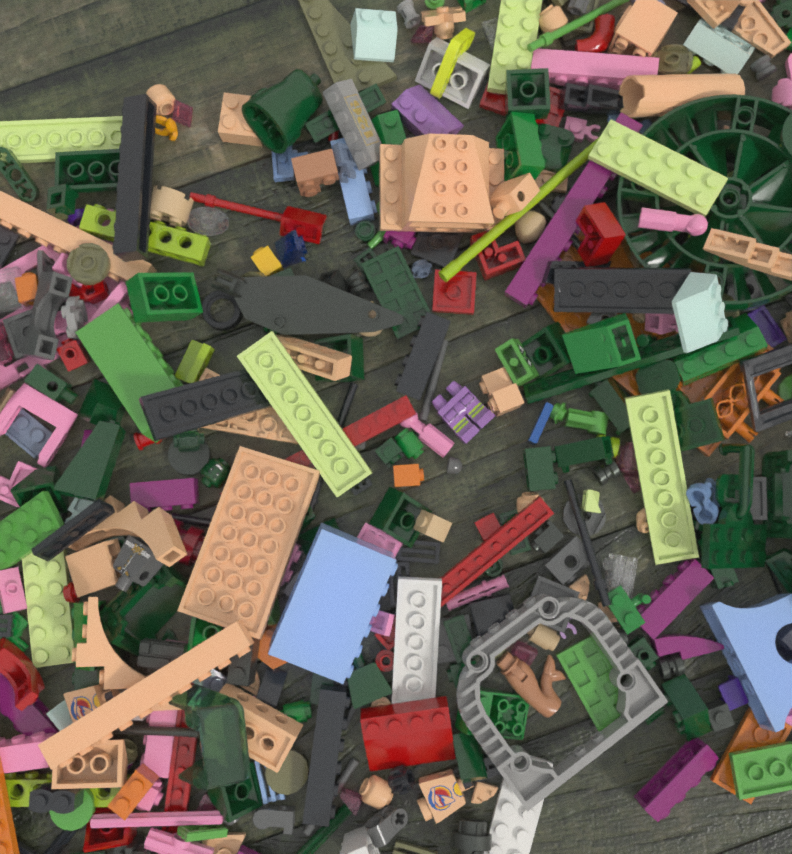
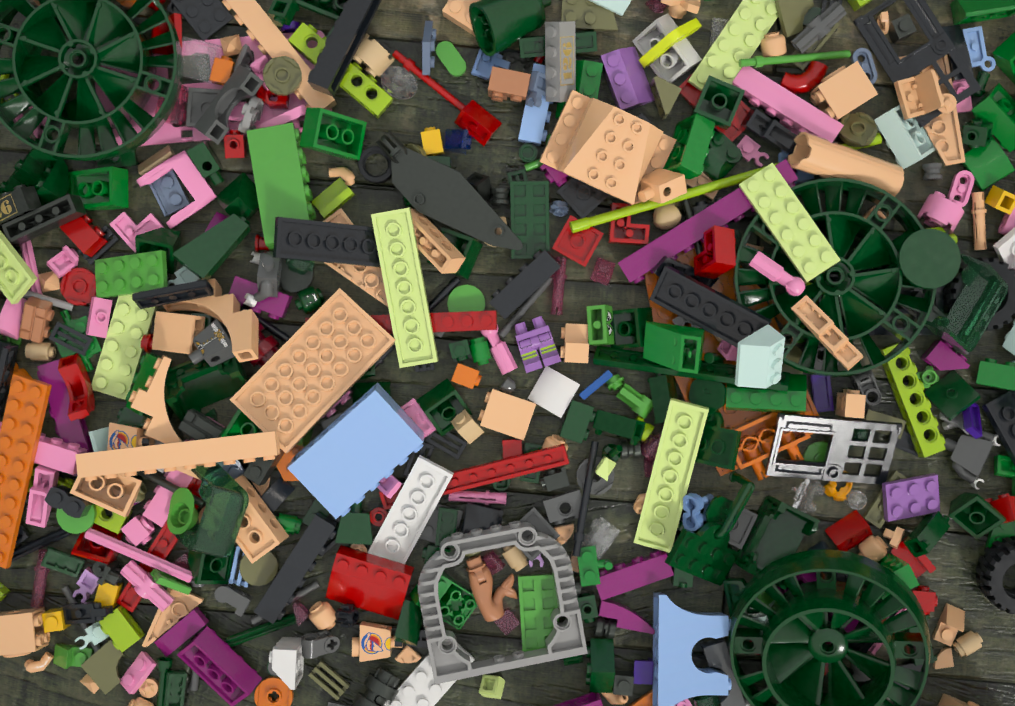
camera: 20 degrees right, 5 degrees up
(27, 261) = (231, 45): none -> light nougat slope
(29, 823) = (38, 510): none -> bright pink slope
(133, 791) = (131, 525): orange brick -> none
(162, 468) = (267, 277): none -> dark grey torso
(181, 752) = (182, 512): none -> bright green piece
(193, 333) = (344, 173): none -> light nougat arm
(219, 169) = (428, 46): none -> sand blue plate
(248, 177) = (451, 58): none -> bright green tile
(370, 399) = (466, 299): none -> bright green tile
(453, 335) = (558, 288): none -> clear pink pin
(466, 494) = (507, 414): none -> light nougat brick
(471, 112) = (664, 95): none -> olive slope
(492, 310) = (602, 271): none -> clear pink slope
(501, 450) = (553, 391): none -> white slope
(569, 707) = (507, 622): none -> clear pink tile
(584, 783) = (491, 686): none -> yellowish green slope
(589, 482) = (612, 451): none -> dark green plate
(716, 737) = (615, 699): none -> light nougat arm

